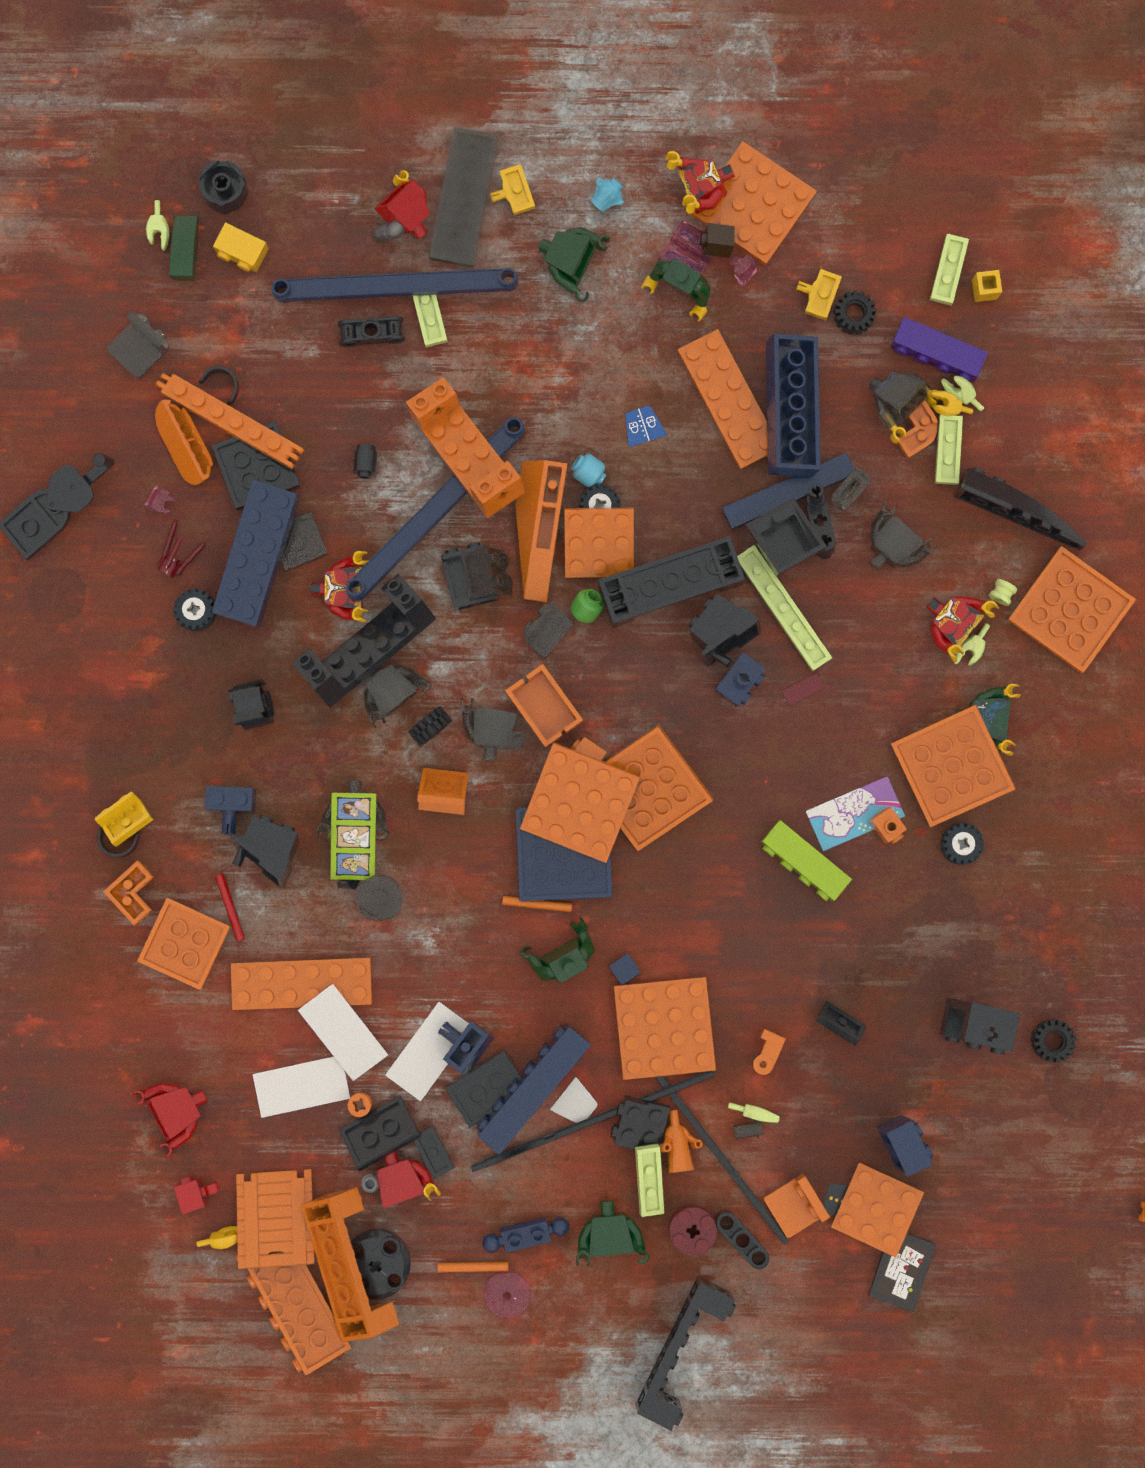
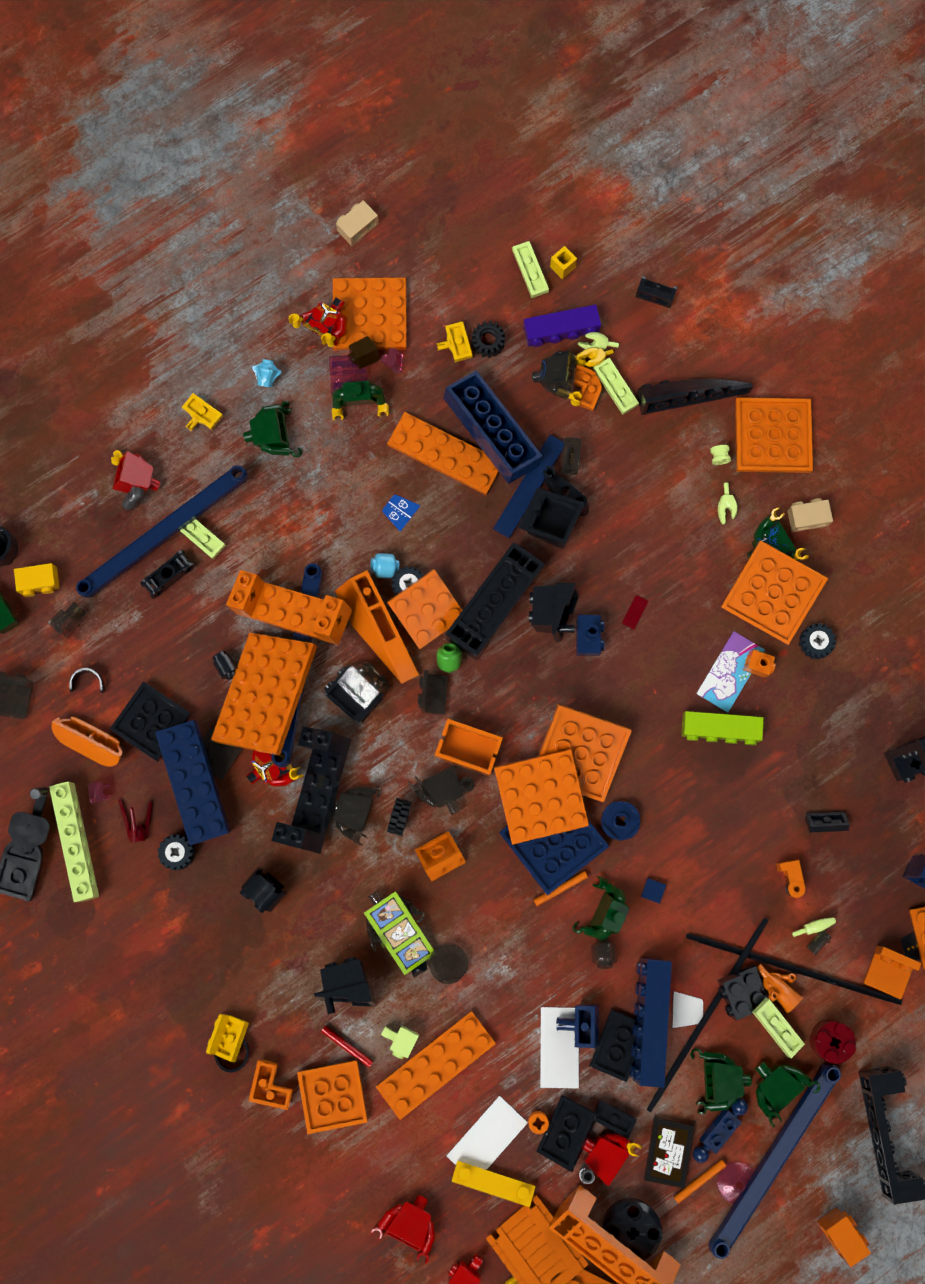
camera: 30 degrees left, 5 degrees down
(105, 531) = (74, 841): none -> yellowish green brick
(229, 420) = (109, 702): orange hinge -> none
(230, 802) = (295, 971): dark blue brick -> none
(241, 311) = (67, 621): none -> clear smoke piece
(278, 1130) = (493, 1184): none -> yellow plate
(286, 939) = (402, 1041): none -> yellowish green brick
(343, 1032) = (489, 1078): white sticker -> none
(383, 515) = (264, 693): none -> orange plate
(463, 197) = (169, 441): clear smoke plate -> none
(463, 1220) = (669, 1152): none -> tile
(534, 994) = (604, 954): none -> clear smoke head
(556, 1297) = (773, 1161): none -> dark blue piece
(560, 1191) = (722, 1081): none -> dark green torso
(569, 1410) = (844, 1237): none -> orange brick
(589, 748) = (520, 754): orange brick -> none
(651, 888) = (631, 821): none -> dark blue plate
(664, 1028) = (710, 913): orange plate -> none
(747, 1249) = (879, 1027): black beam -> none
(783, 608) = (583, 567): yellowish green plate -> none
(807, 99) = (357, 223): none -> tan brick
(896, 542) = (625, 470): clear smoke torso -> none
(956, 621) = (704, 495): torso -> none
(1047, 715) = (809, 515): none -> tan brick
(1060, 381) = (655, 292): none -> black hinge

